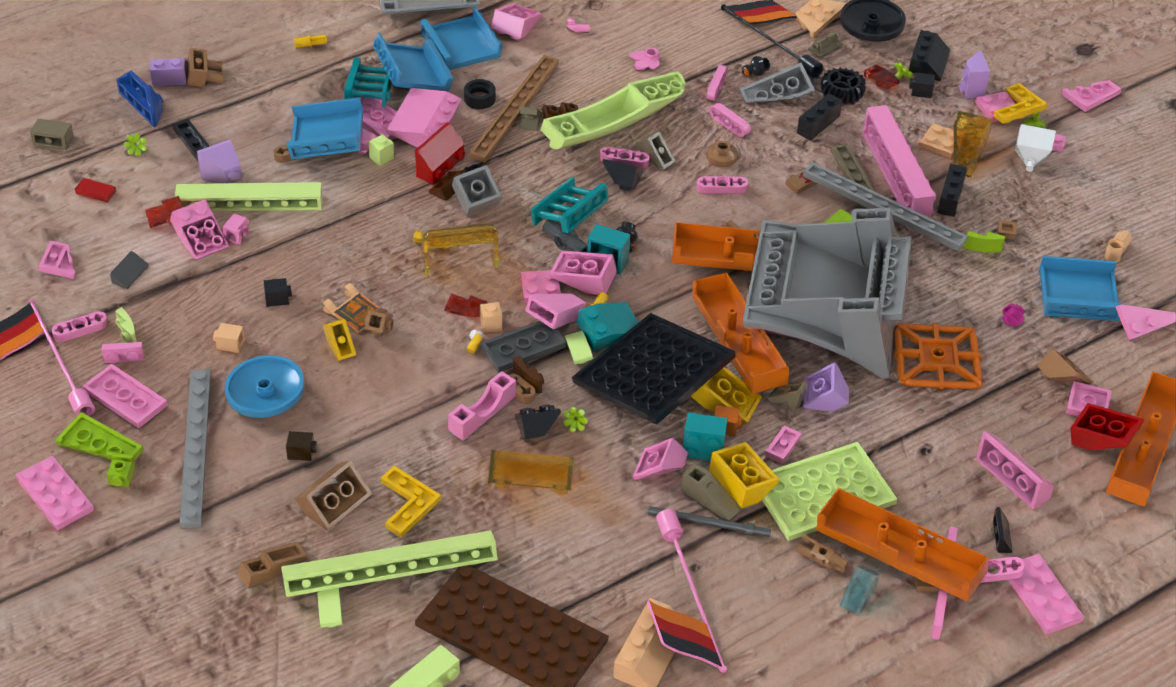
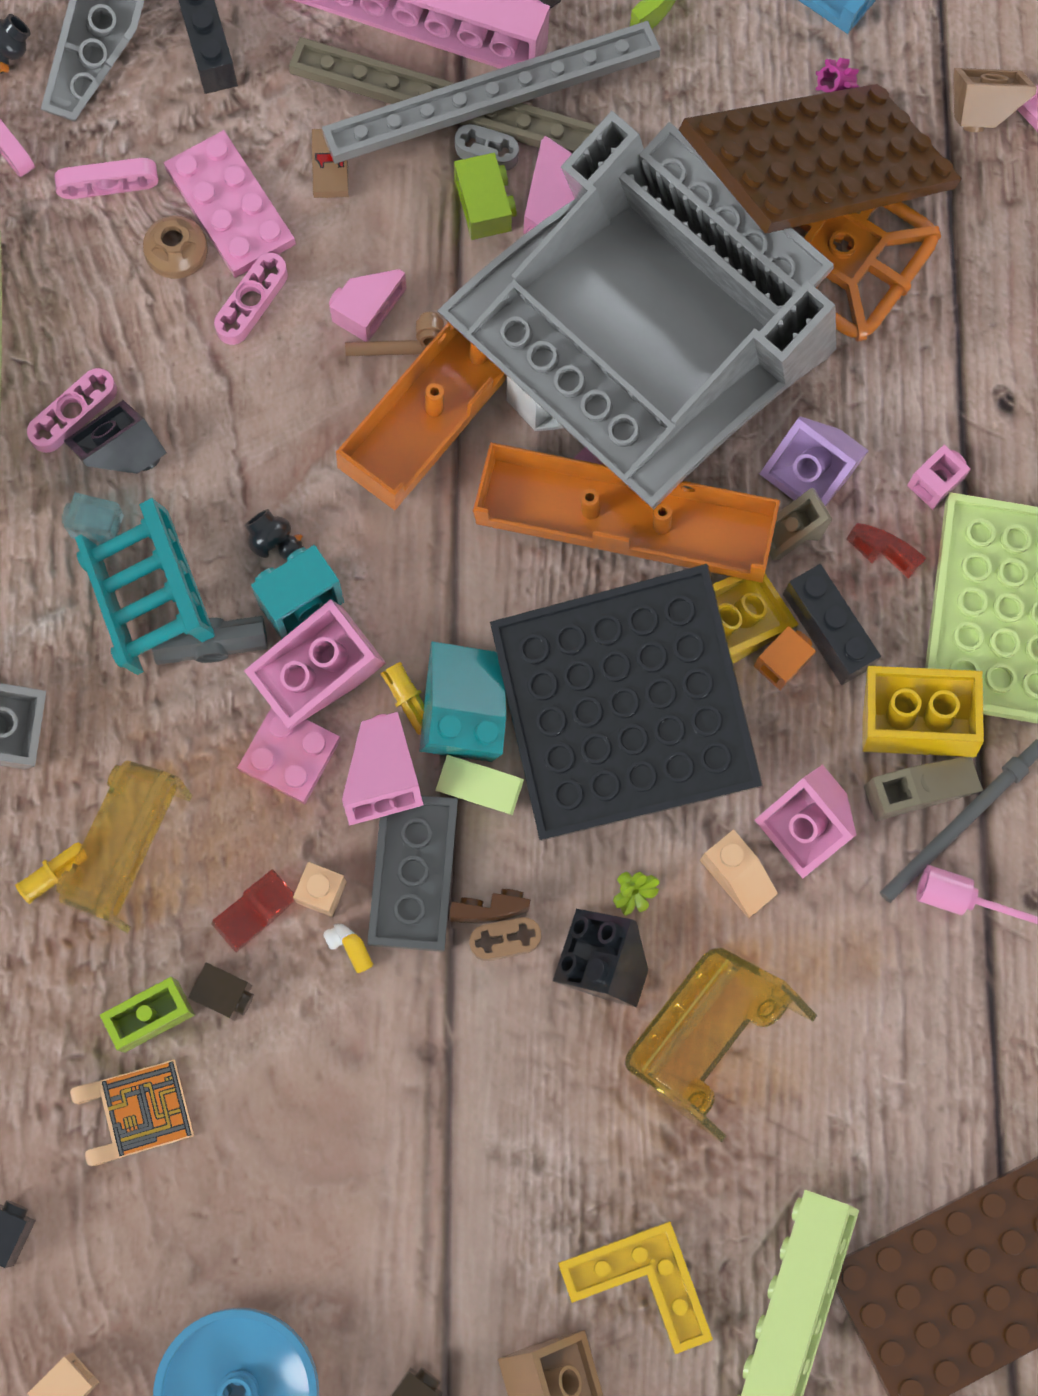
camera: 60 degrees left, 30 degrees up
(339, 339) = (196, 1186): yellow slope -> none
(372, 321) = (206, 1094): medium nougat brick -> none
(396, 289) = (147, 1015): none -> lime brick
(424, 309) = (222, 992): none -> dark brown brick
(466, 420) = (520, 1033): bright pink arch -> none
(584, 179) = (92, 517): none -> clear light blue brick
(614, 448) = (739, 873): none -> light nougat slope
(657, 149) = (98, 346): dark tan slope -> none
(704, 435) = (809, 727): teal brick -> none
(752, 214) = (366, 302): none -> bright pink slope
(757, 159) = (229, 202): none -> bright pink plate
(757, 424) = (831, 624): none -> black brick
(783, 444) = (882, 604): bright pink plate -> none
(809, 432) = (876, 542): none -> clear red slope
(863, 433) = (929, 485): none -> bright pink brick
(959, 307) = (819, 156): none -> reddish brown plate

